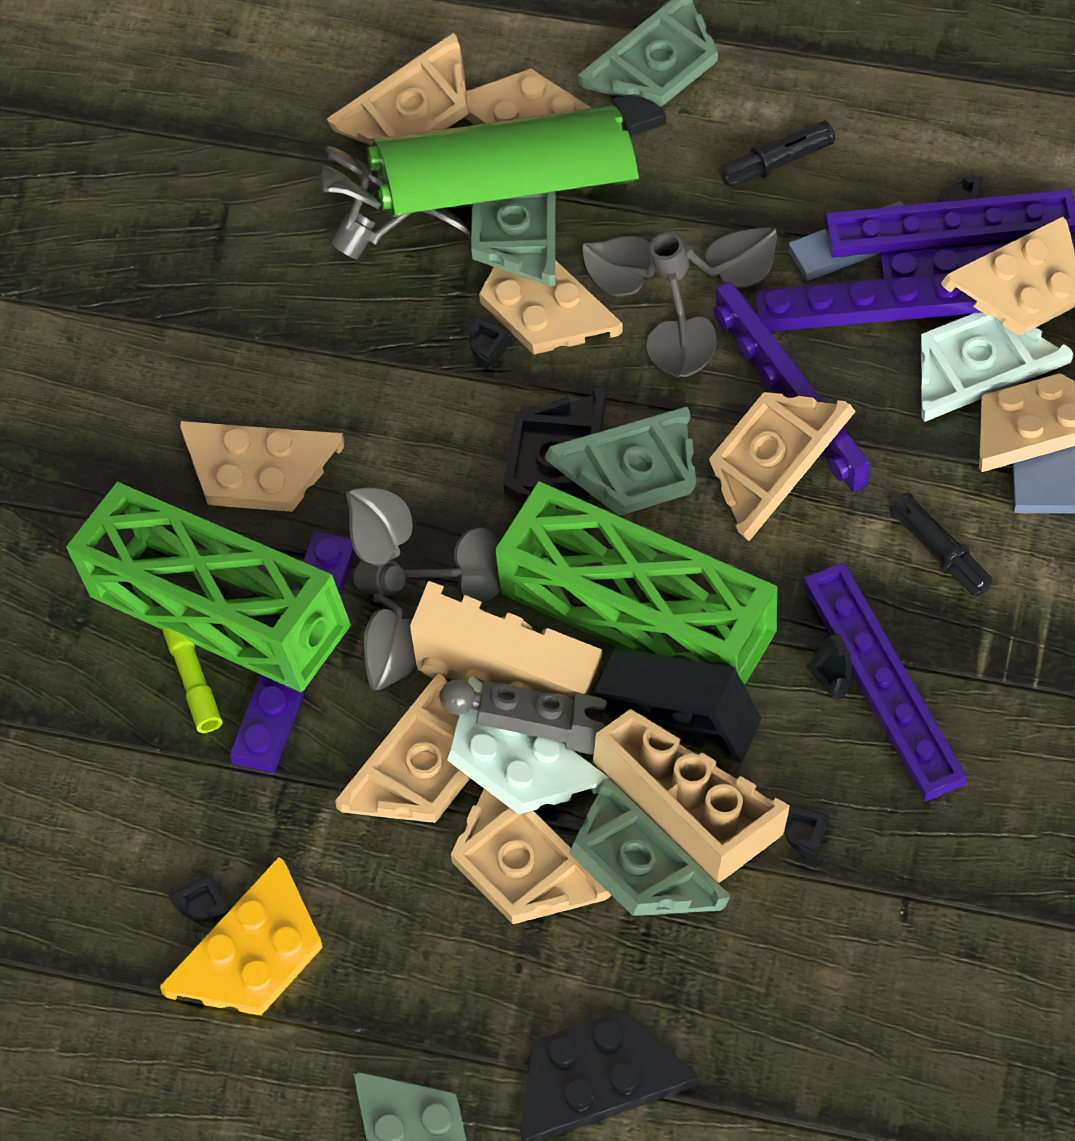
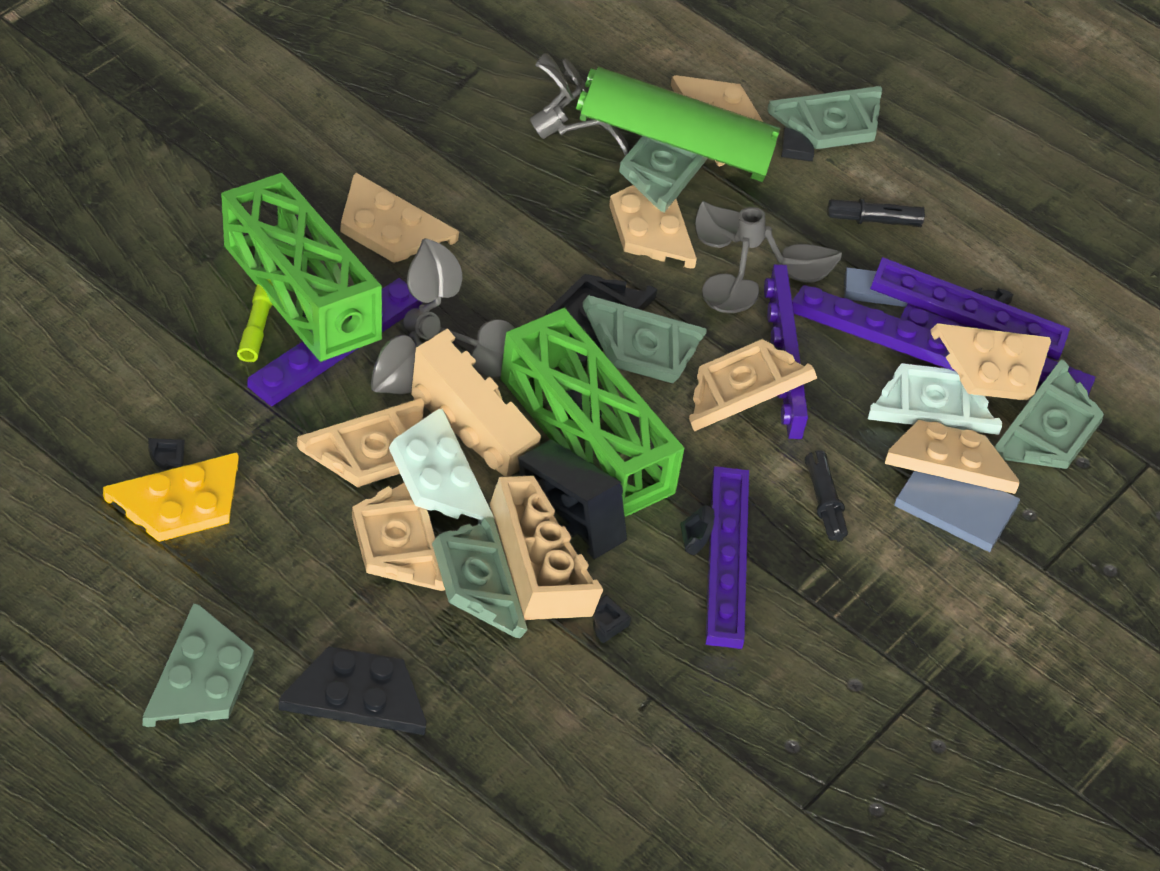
camera: 15 degrees right, 10 degrees down
(415, 99) = (652, 61): tan wing -> none
(488, 341) = (597, 228): black tile -> none
(529, 712) = (463, 444): dark grey plate -> none

